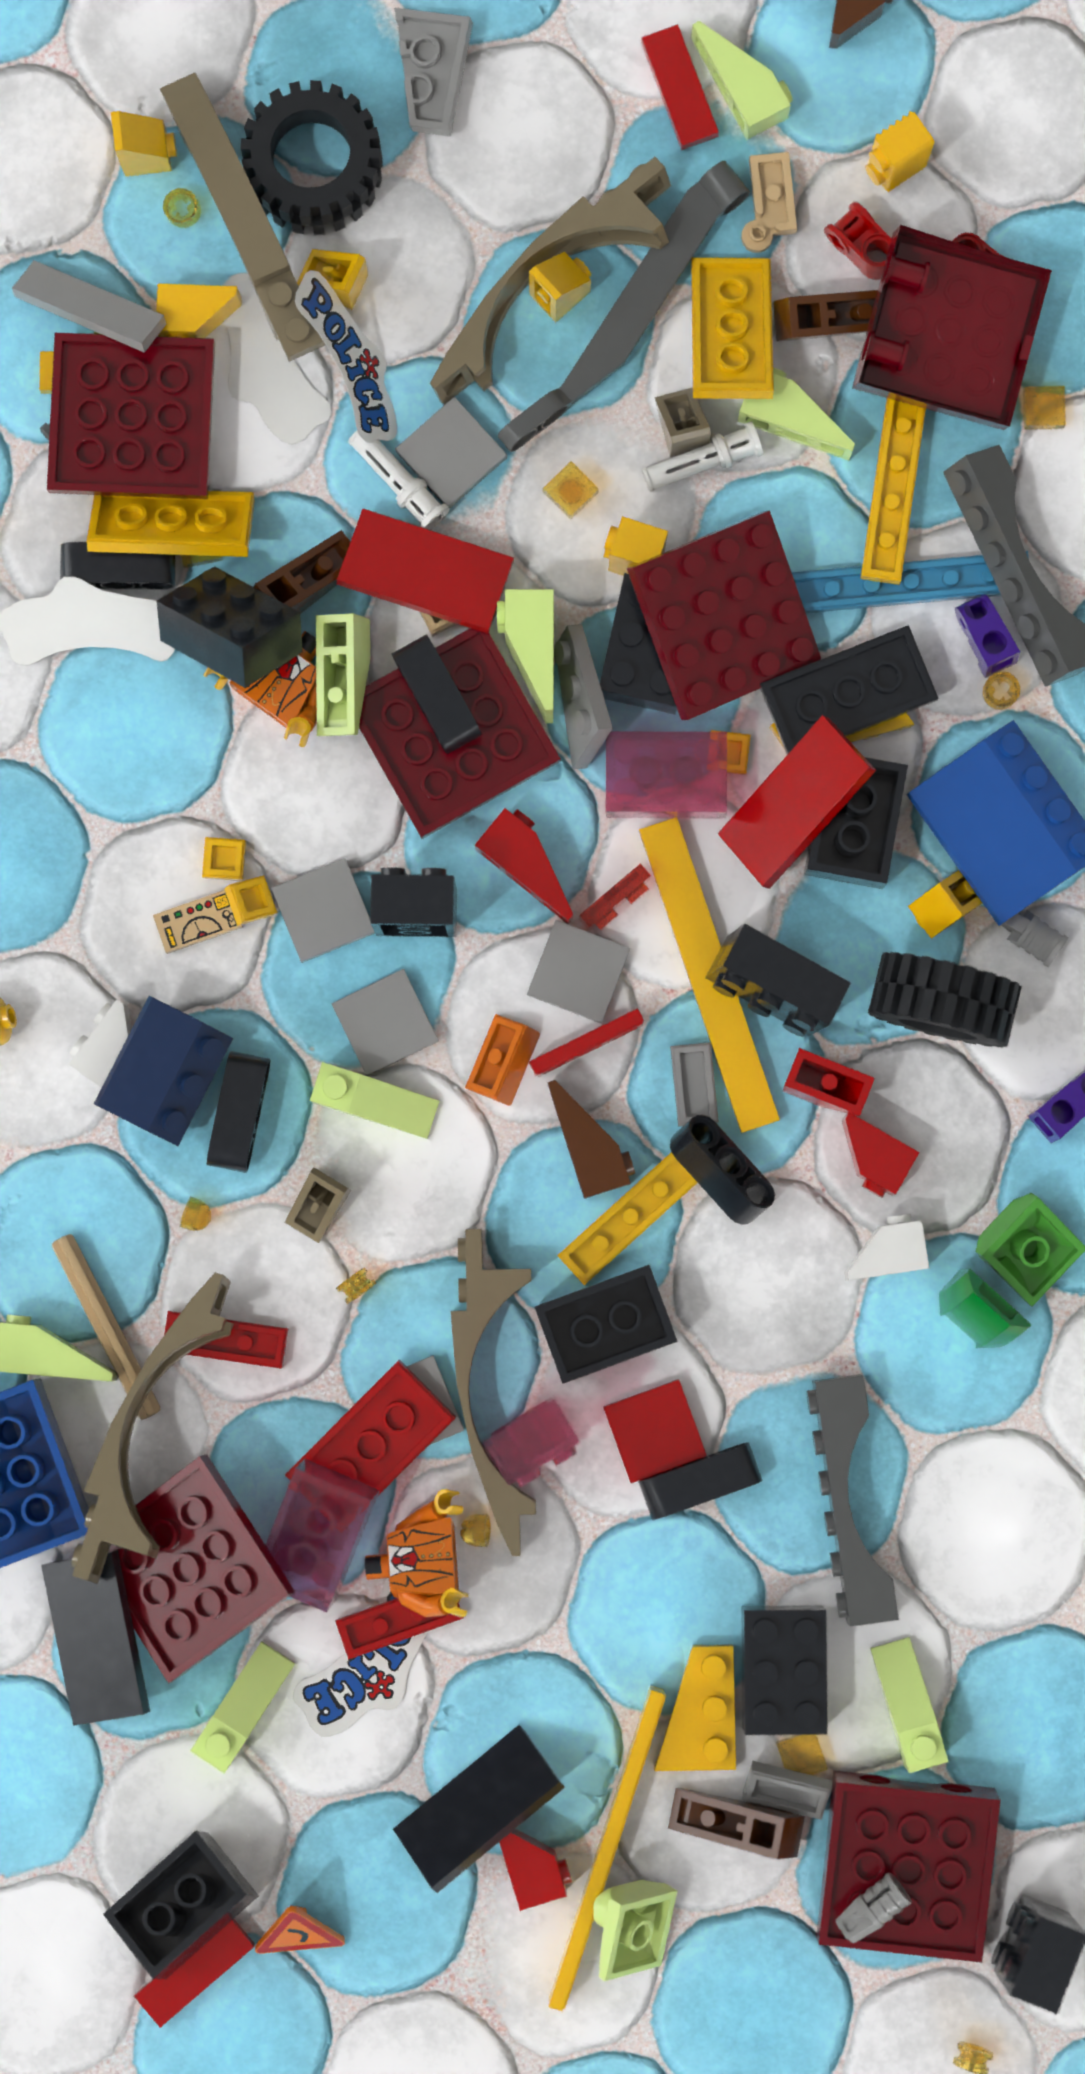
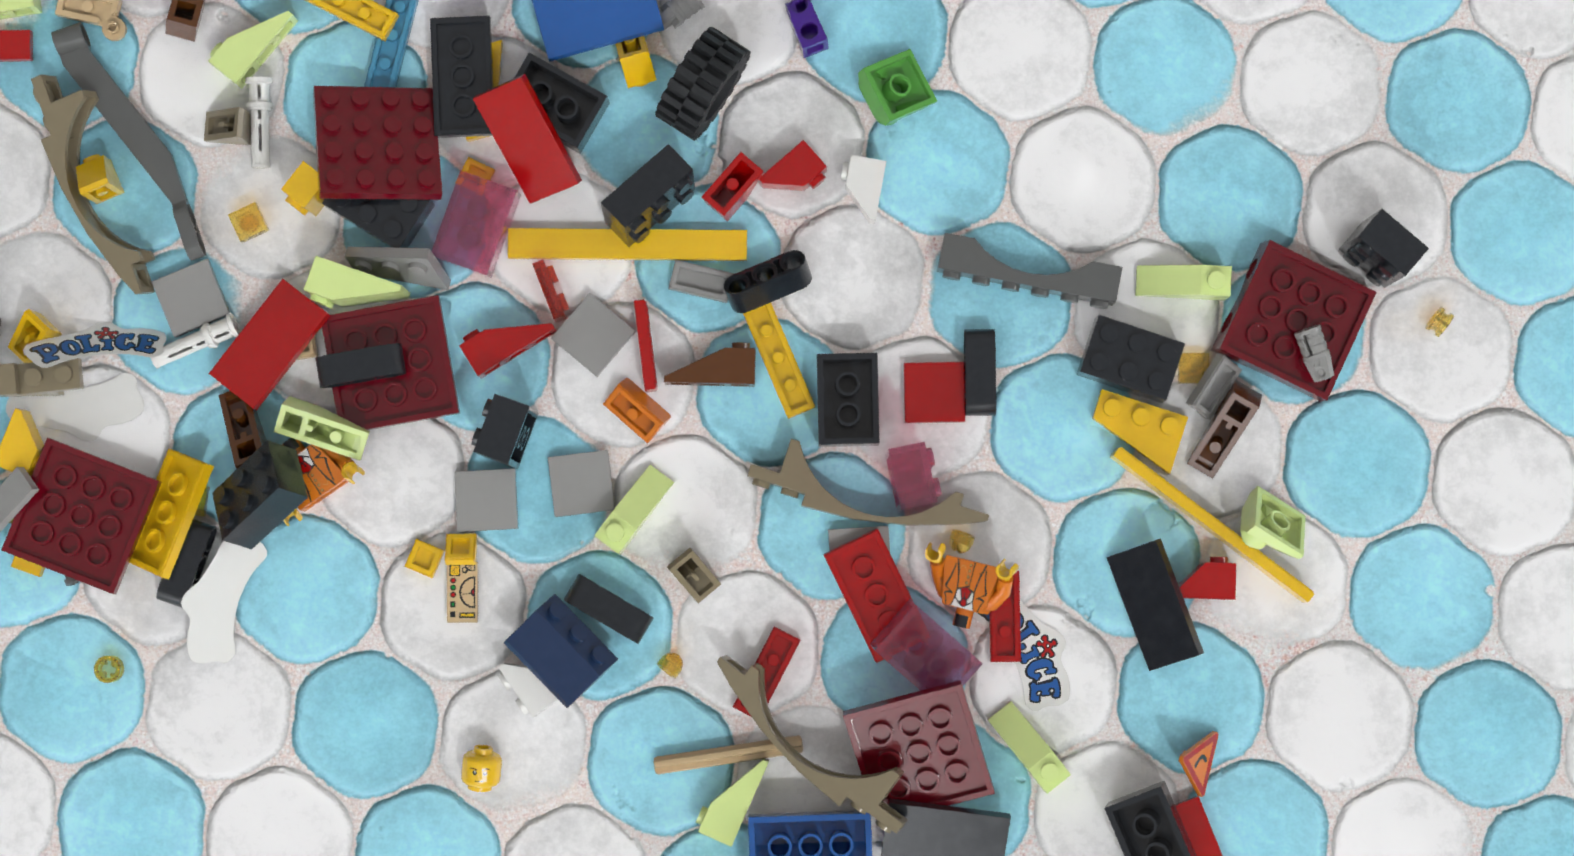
camera: 70 degrees left, 0 degrees up
(356, 1285) = (760, 567): clear yellow bush -> none
(732, 328) = (174, 68): yellow tile -> none
(980, 1311) = (928, 136): green slope -> none

